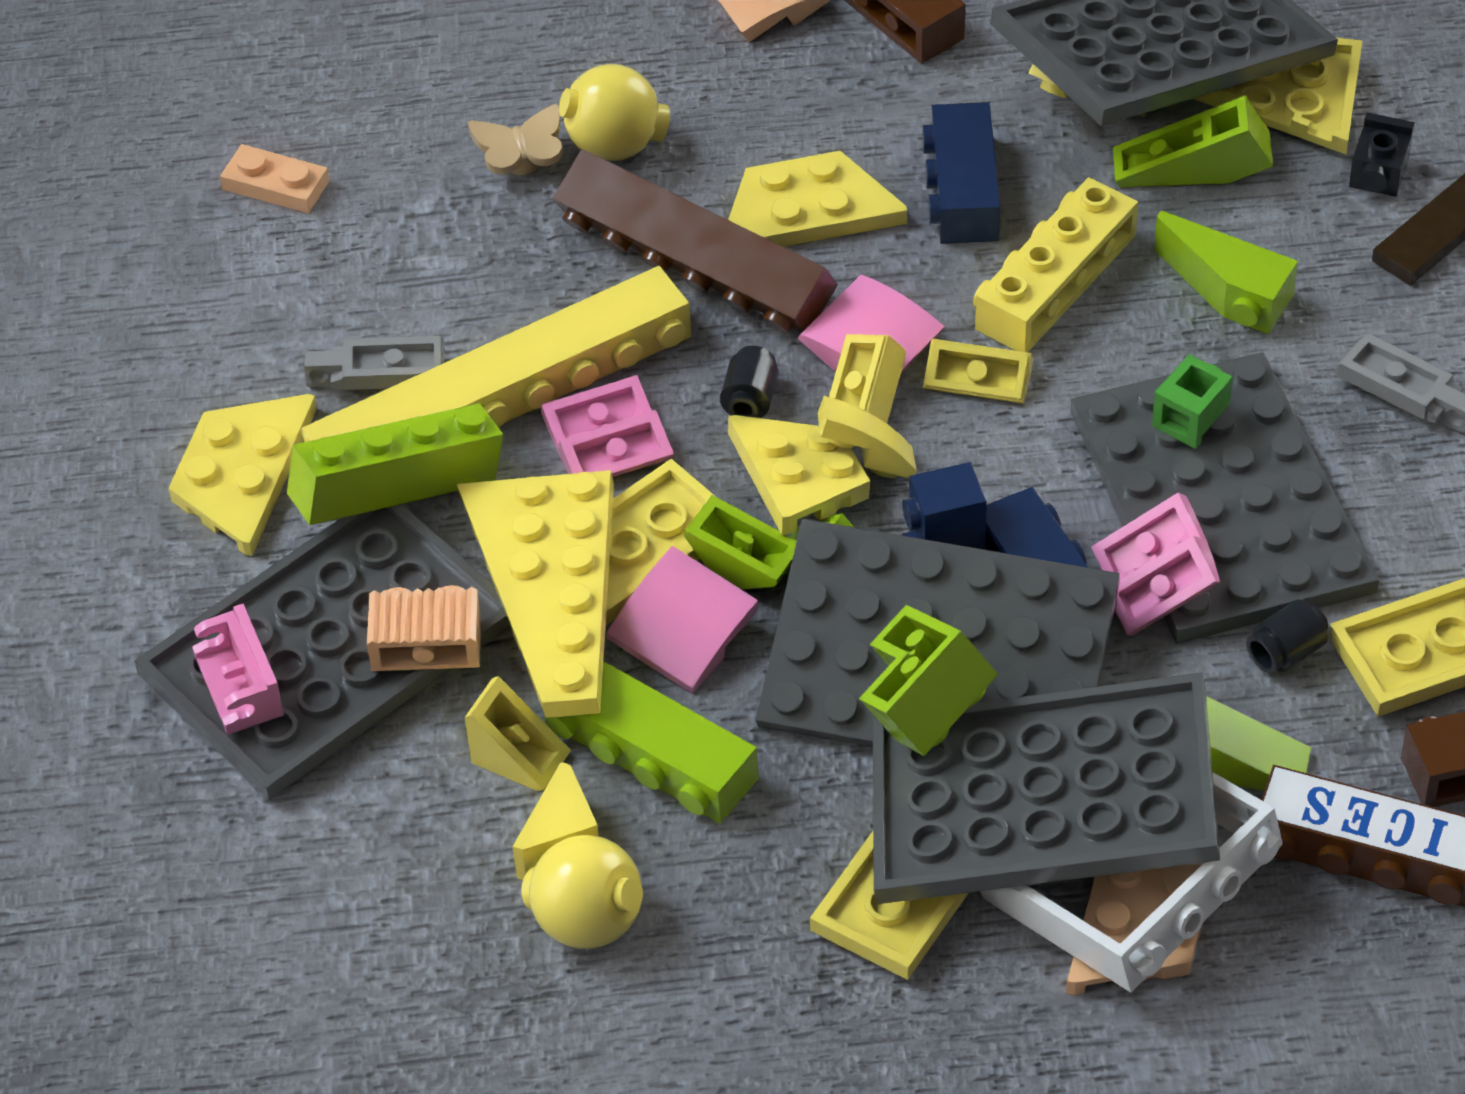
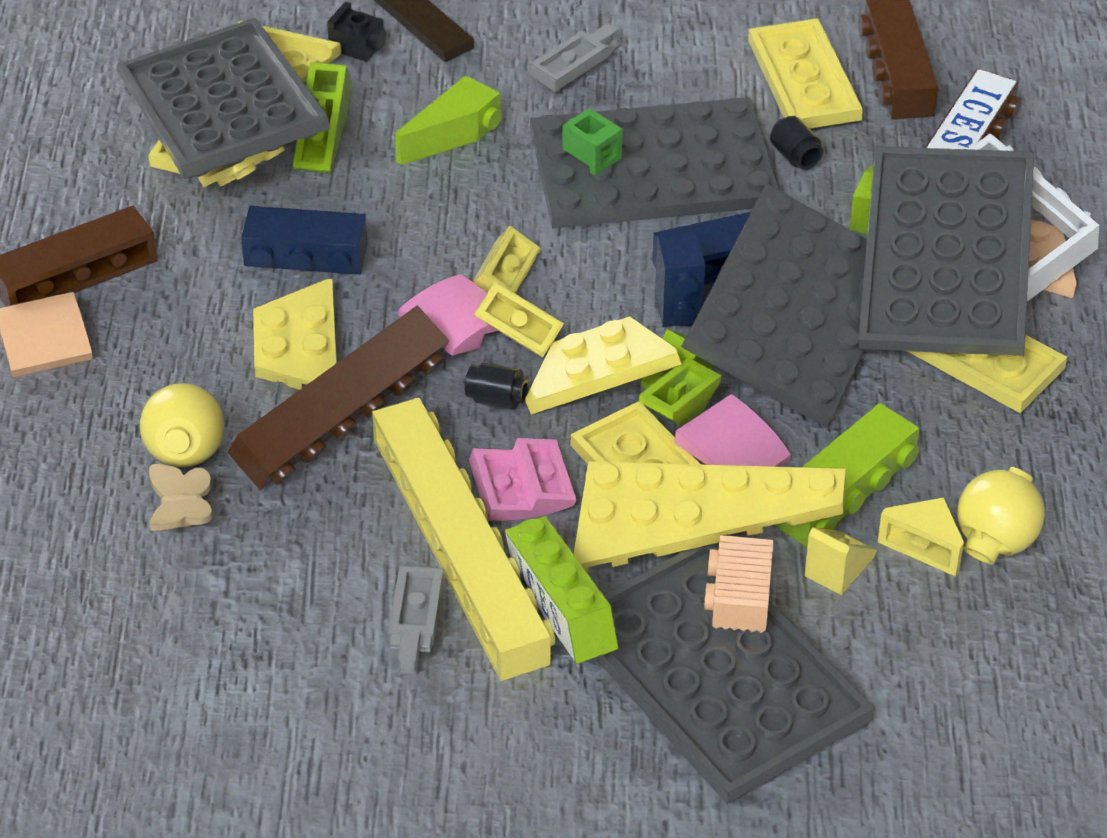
camera: 85 degrees left, 5 degrees down
(237, 671) = (765, 707): bright pink hinge -> none
(240, 465) = (506, 723): light yellow wing -> none
(274, 178) = (154, 681): light nougat plate -> none
(881, 446) = (581, 318): light yellow slope -> none
(928, 679) = (857, 270): lime brick -> none
(1055, 265) = (419, 204): light yellow brick -> none
(1159, 562) = (727, 180): bright pink slope -> none

